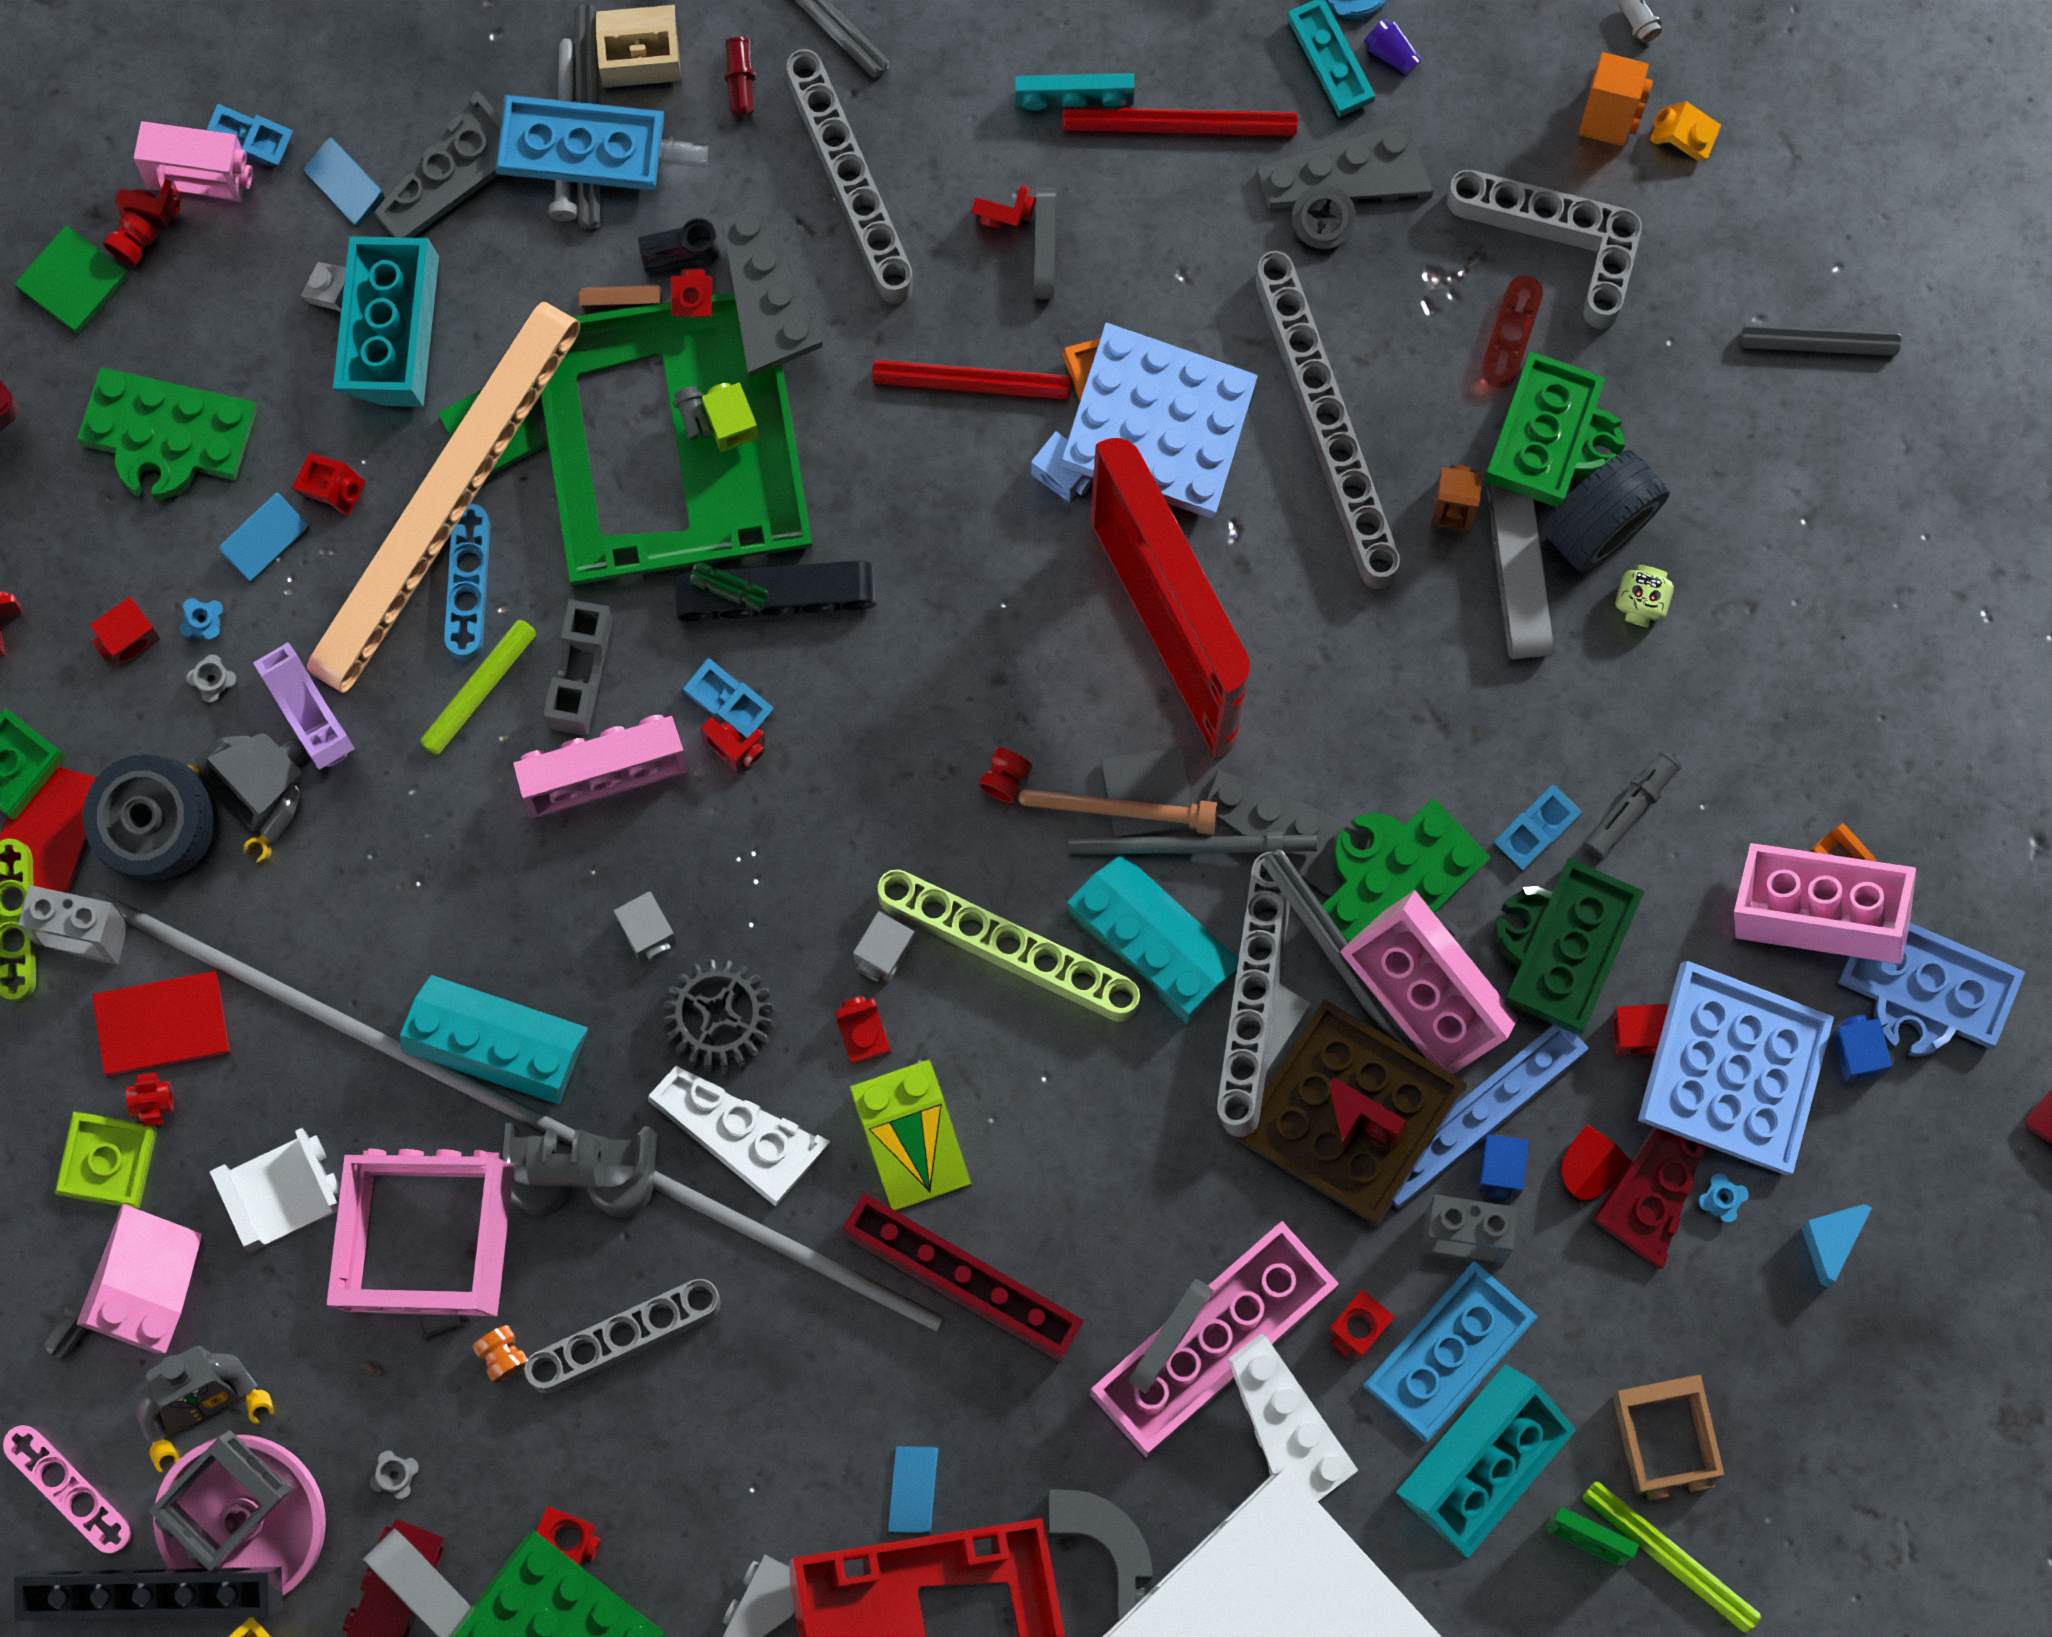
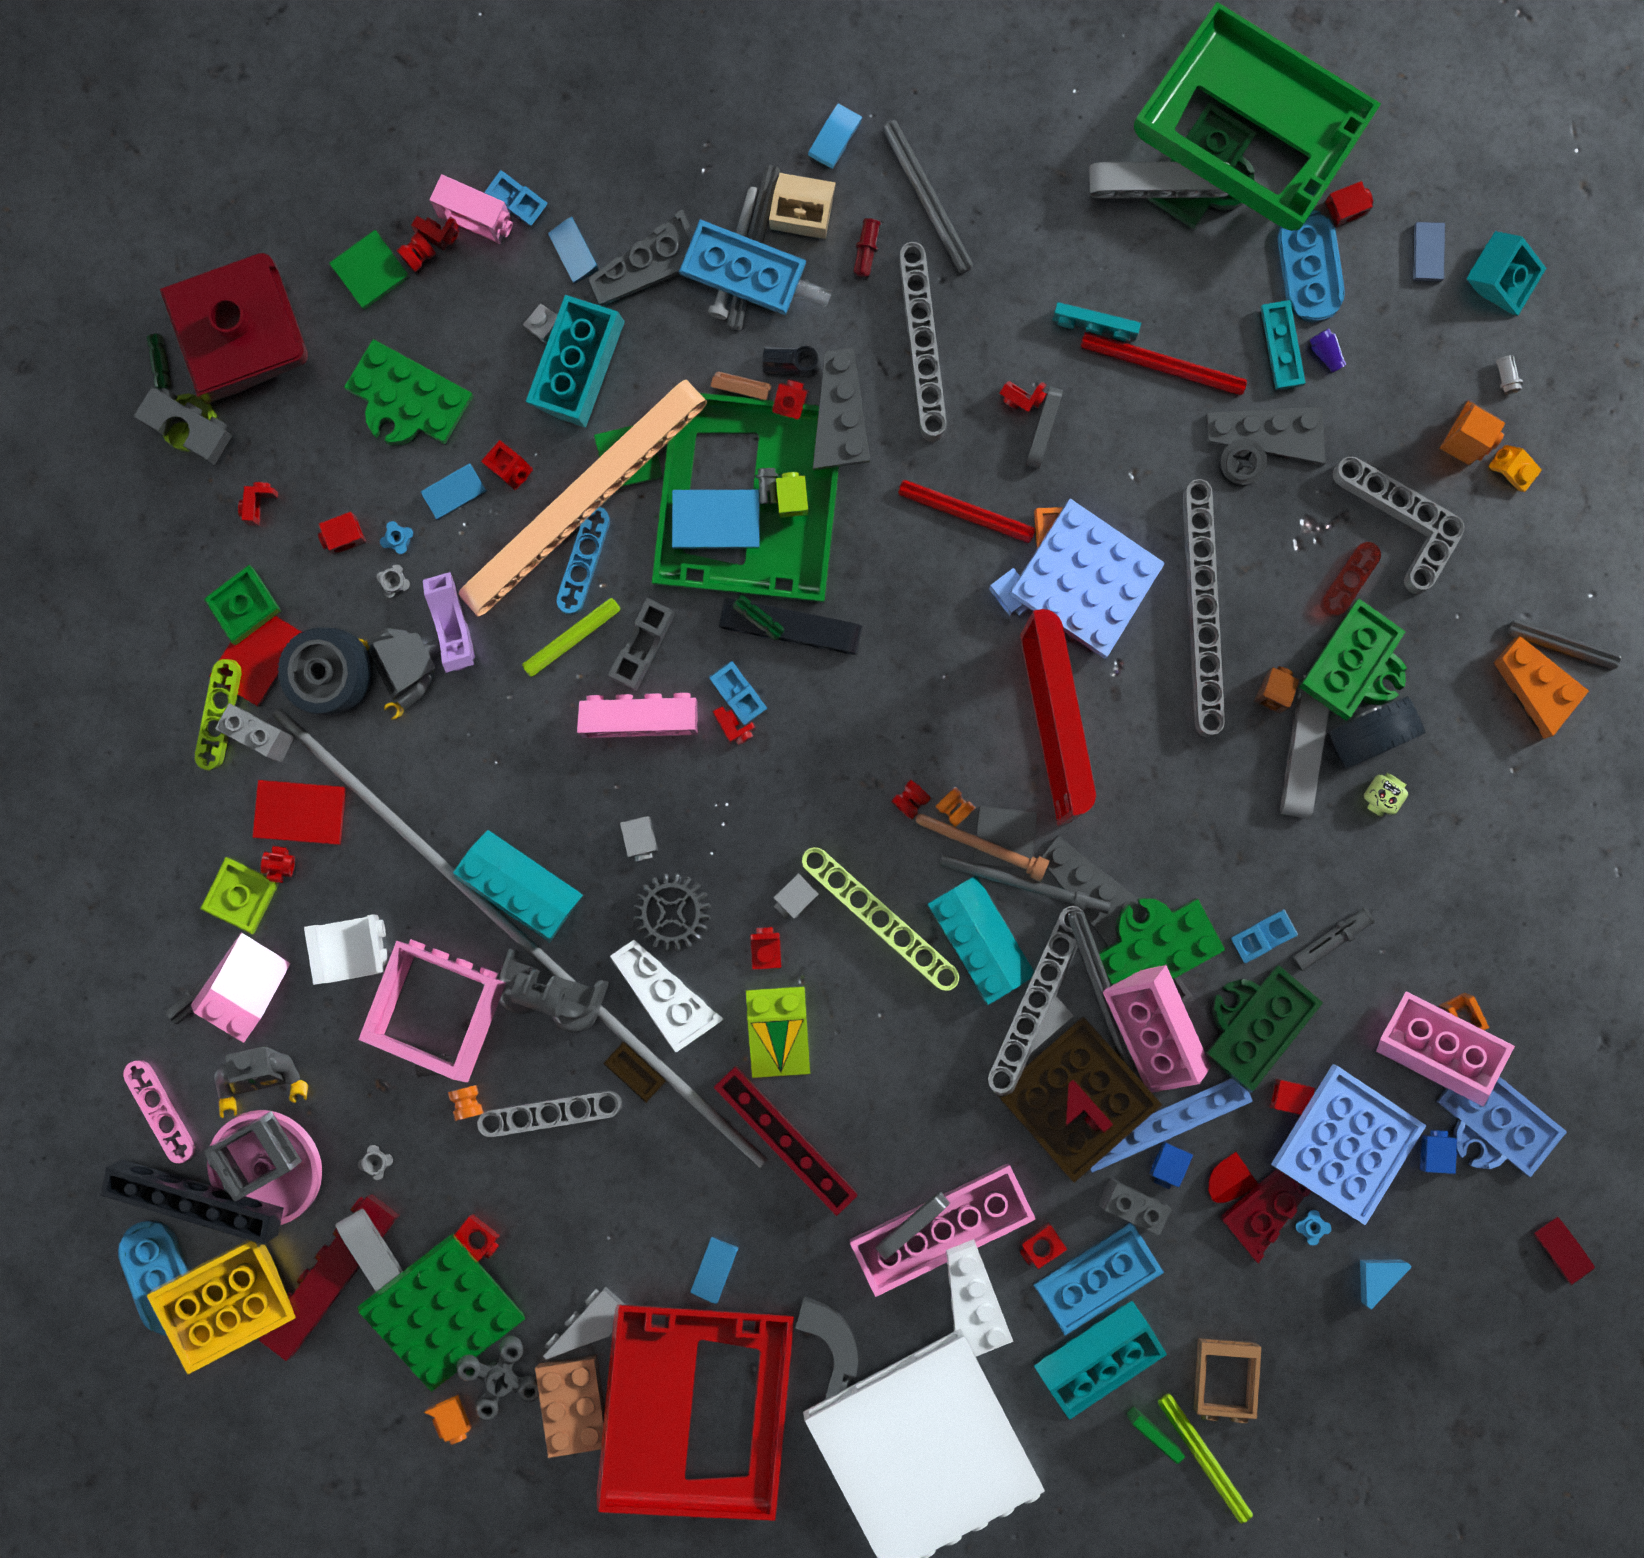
camera: 20 degrees right, 10 degrees up
(634, 475) = (715, 519): none -> dark azure tile
(726, 1249) = (634, 1072): none -> dark brown tile
(1060, 763) = (950, 801): none -> orange wheel
(1804, 397) = (1540, 685): none -> orange wedge

